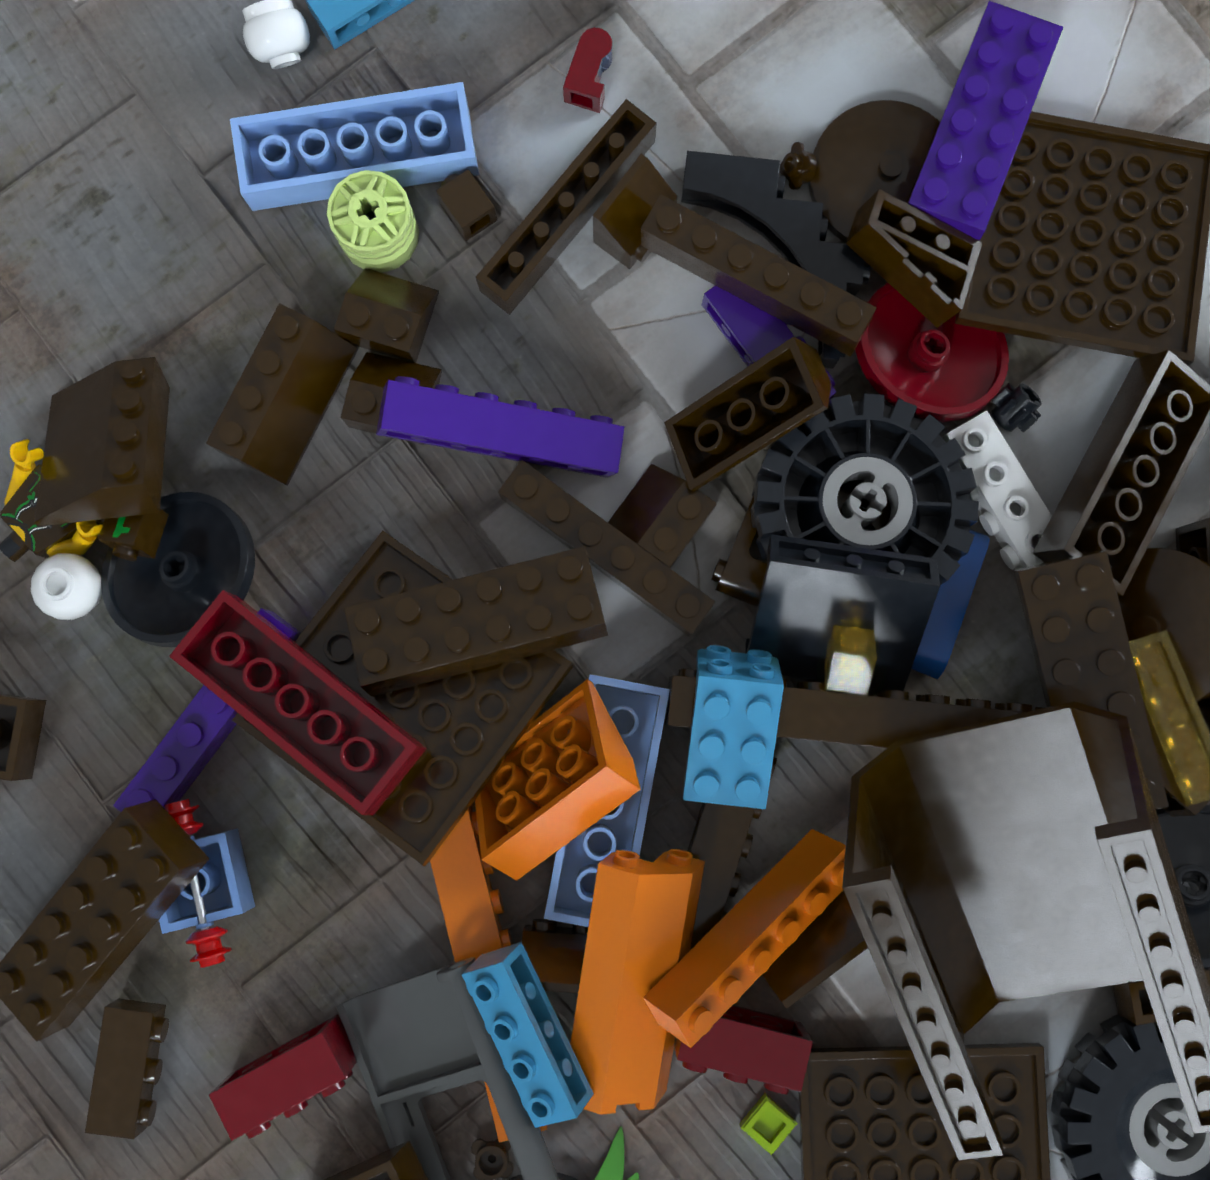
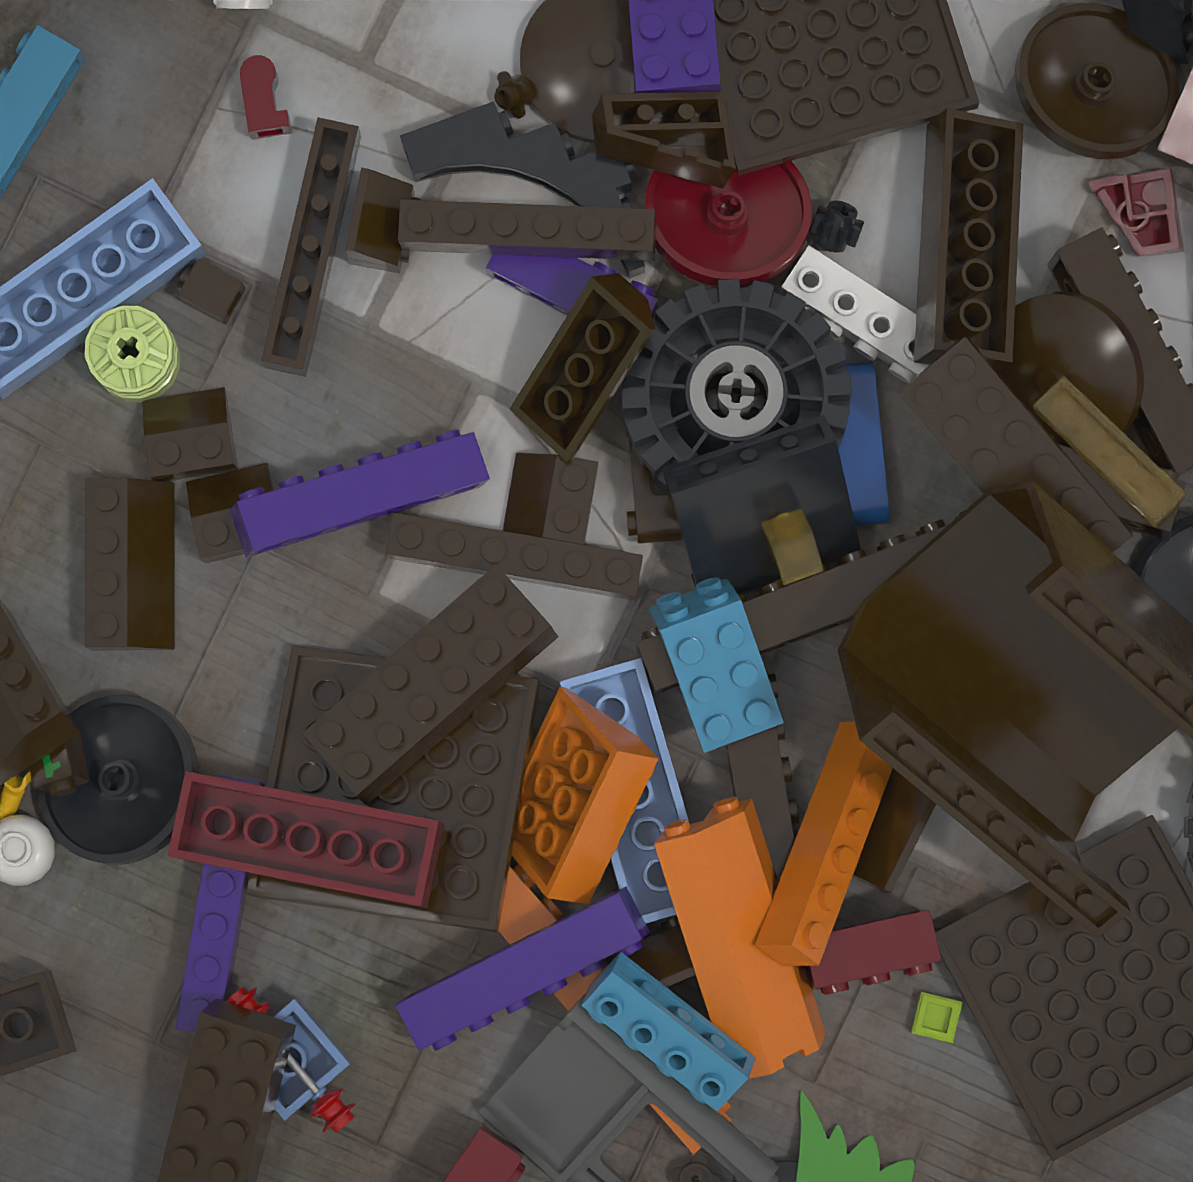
camera: 30 degrees left, 0 degrees up
(434, 908) = (523, 969): none -> dark purple brick

